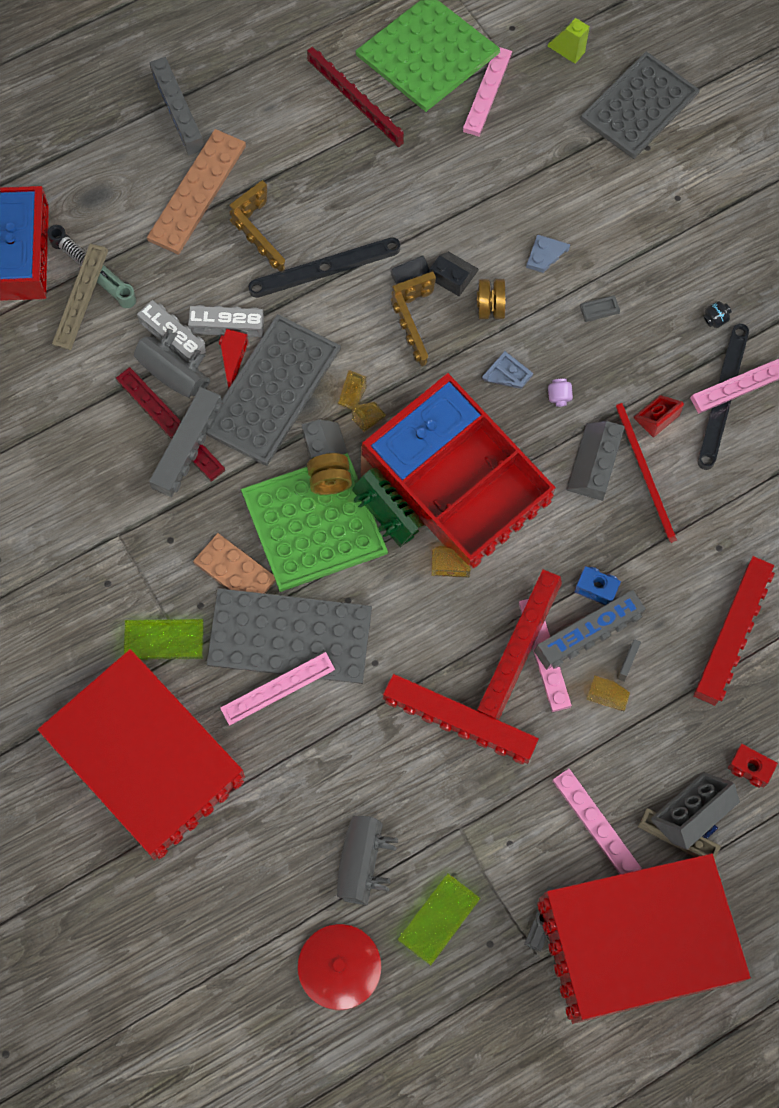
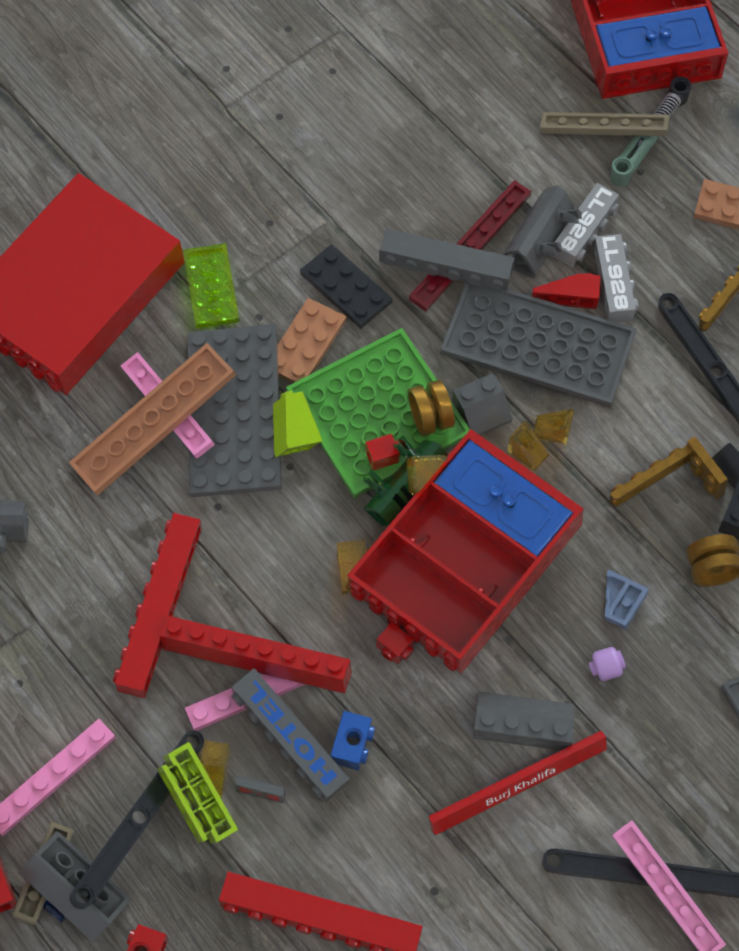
camera: 80 degrees right, 5 degrees down
(186, 529) = (346, 286): none -> black plate
(293, 699) = (152, 419): none -> nougat plate
(319, 587) = (293, 425): none -> lime slope
(357, 520) = (381, 452): none -> red brick
(392, 485) = (421, 469): none -> clear yellow slope
(521, 541) = (395, 644): none -> red brick
(635, 705) = (200, 793): none -> lime brick
(659, 414) = (604, 791): red slope -> none
(659, 760) = (126, 834): none -> black beam

